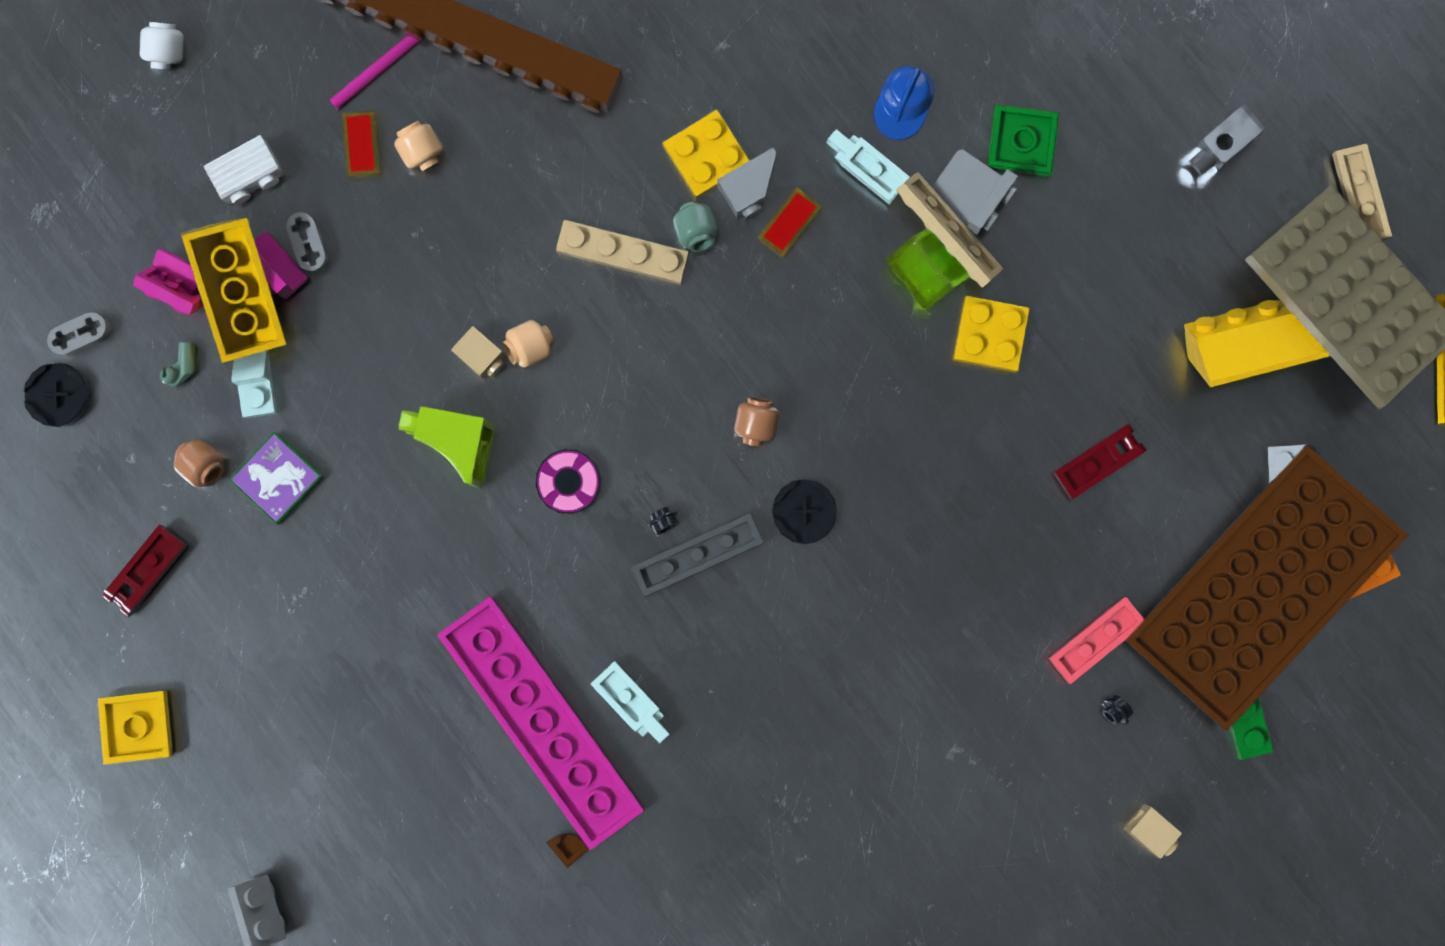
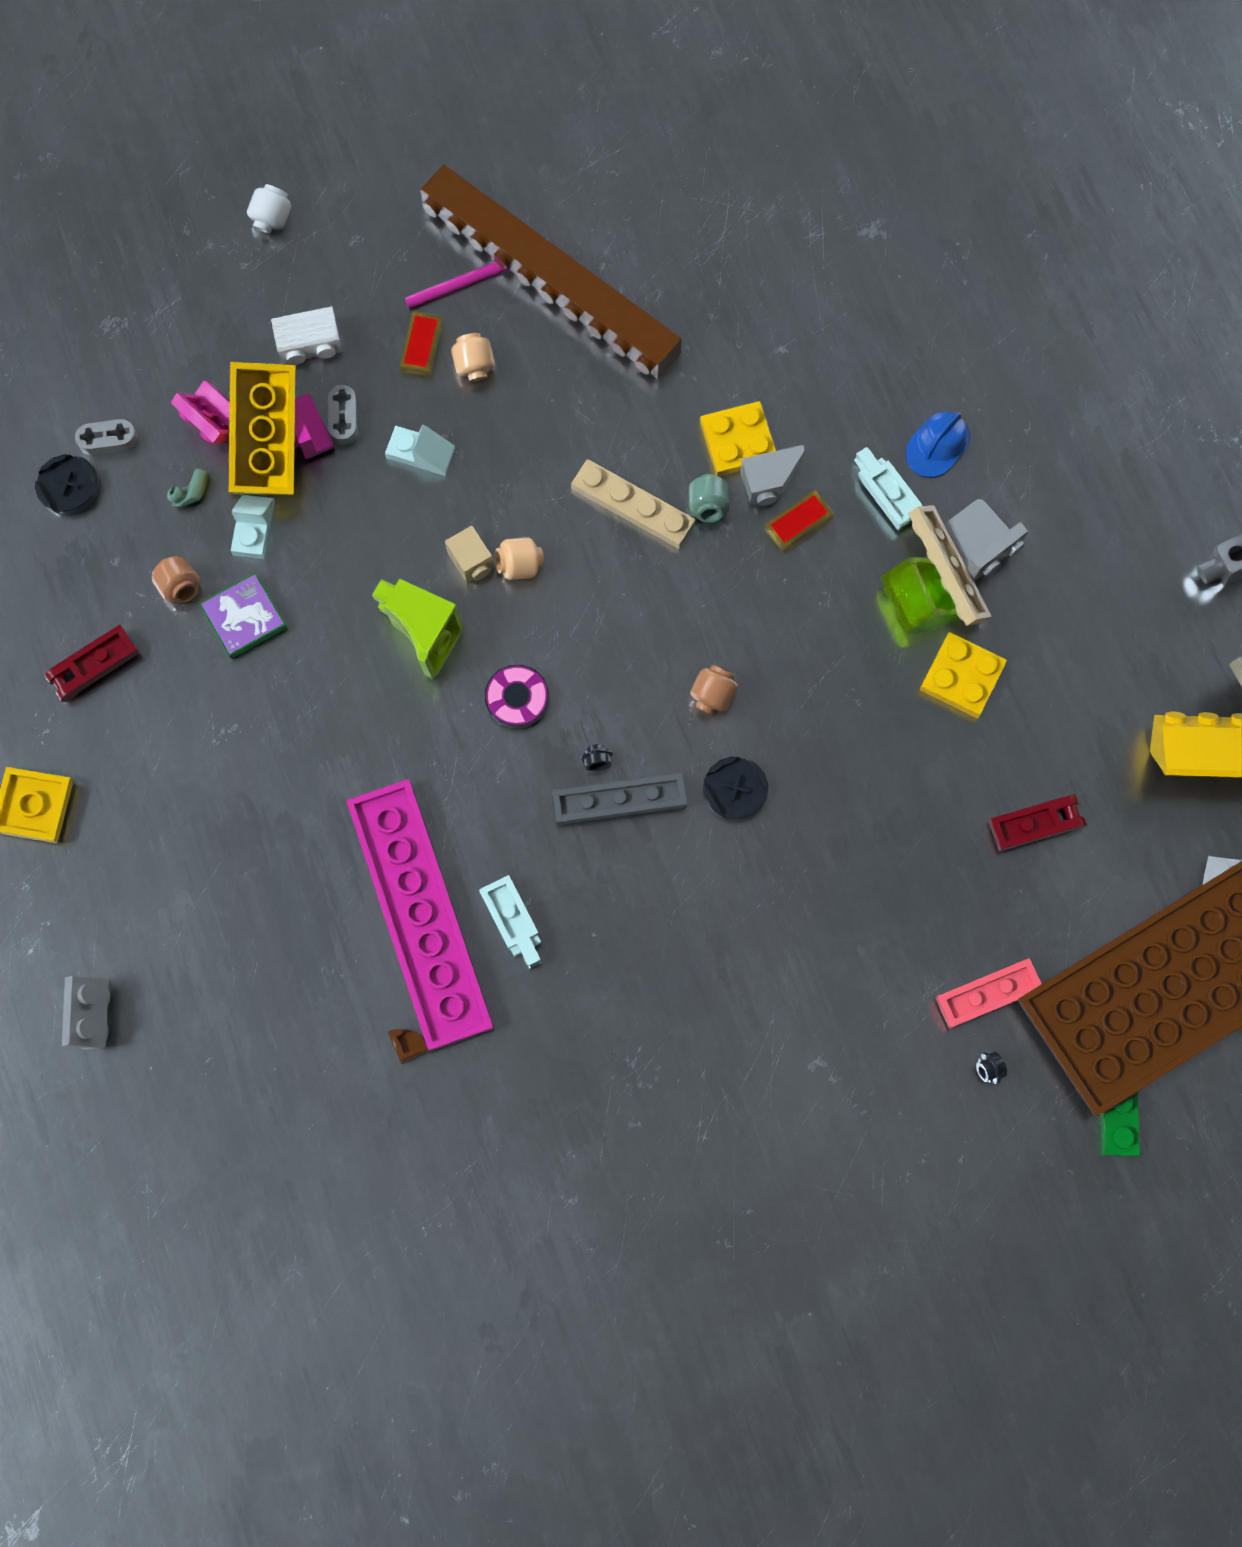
camera: 15 degrees right, 10 degrees down
(396, 257) = (422, 449): none -> light aqua slope
(1023, 140) = (1043, 507): green tile -> none
(1153, 832) = (997, 1200): tan brick -> none

